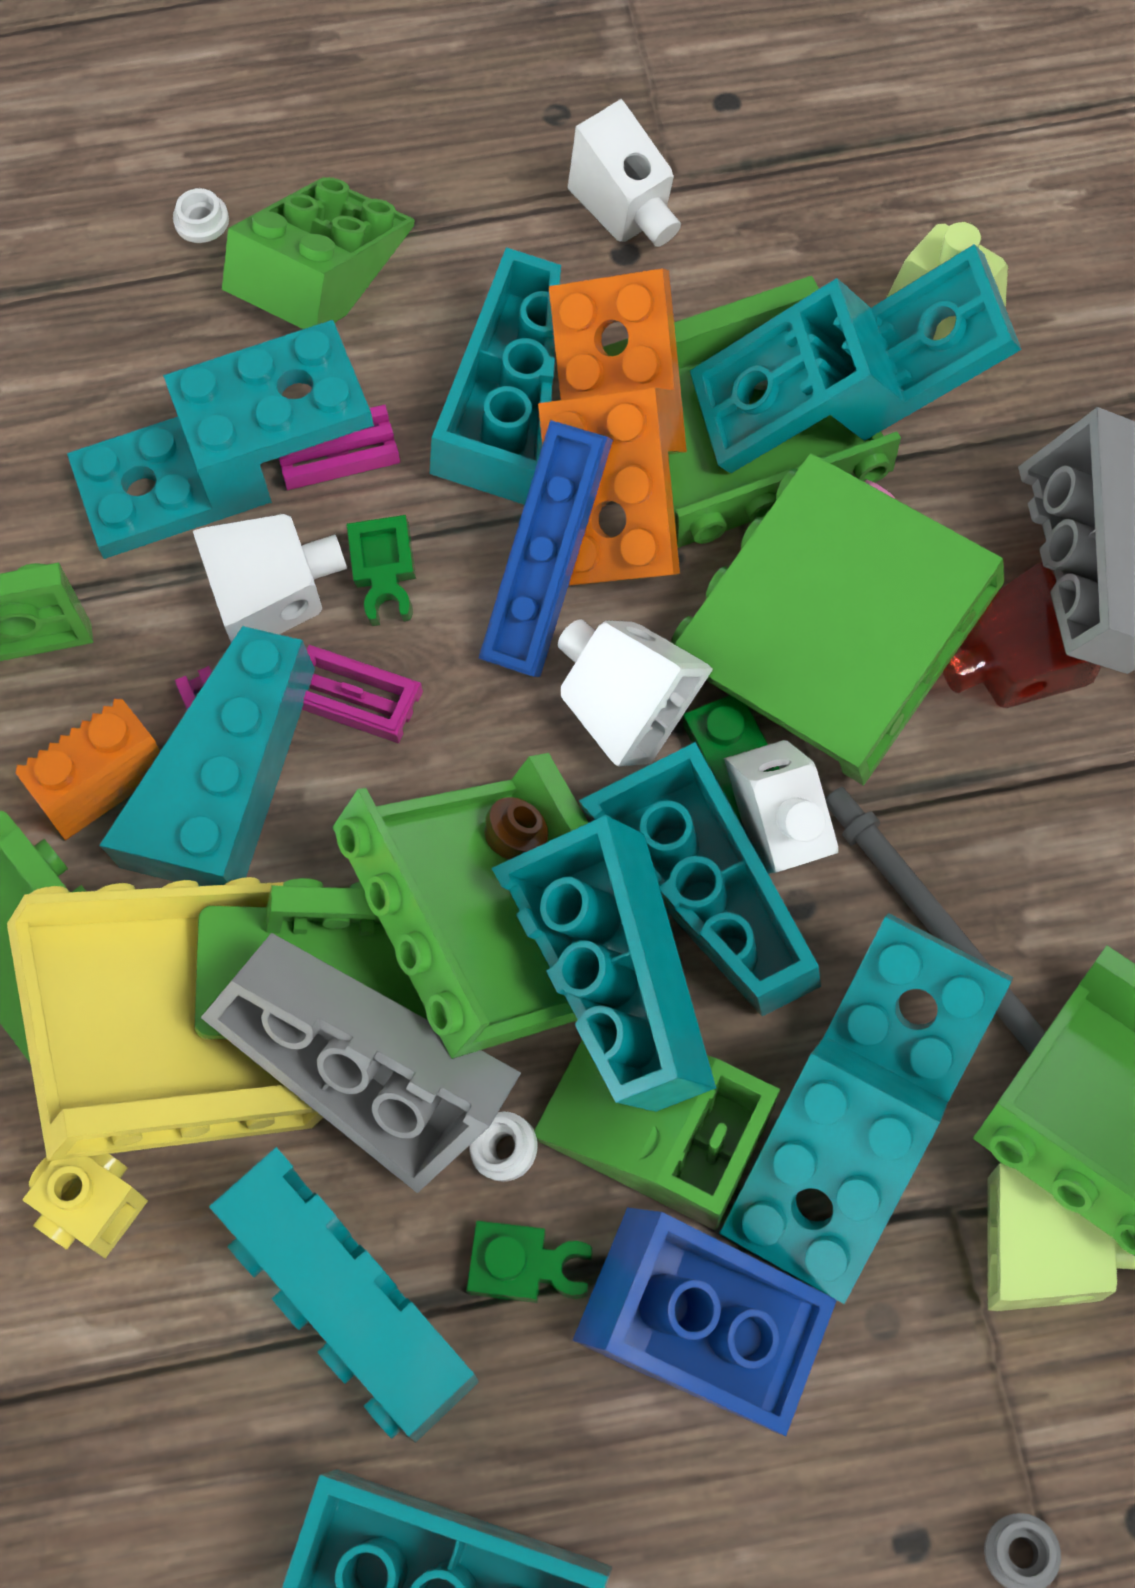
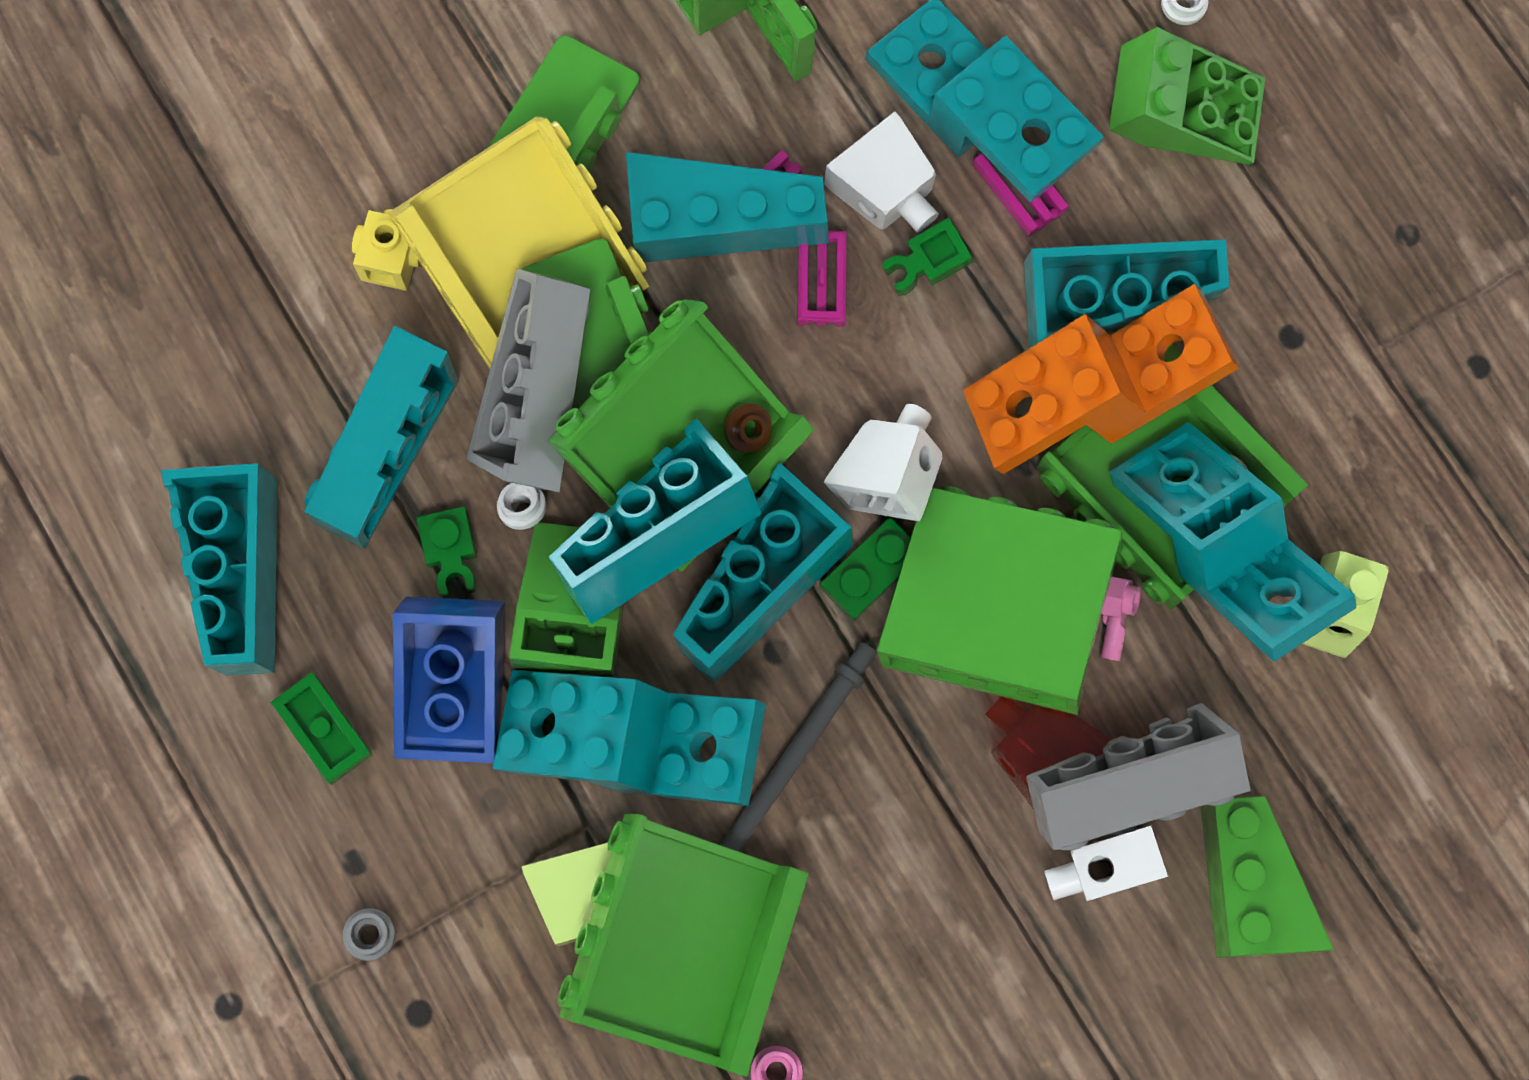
camera: 60 degrees right, 10 degrees up
(90, 768) = (687, 122): orange brick -> none
(545, 548) = (976, 366): blue tile -> none
(622, 176) = (1353, 298): white torso -> none
(716, 1522) = (321, 728): none -> green plate
(782, 808) = (822, 610): white torso -> none

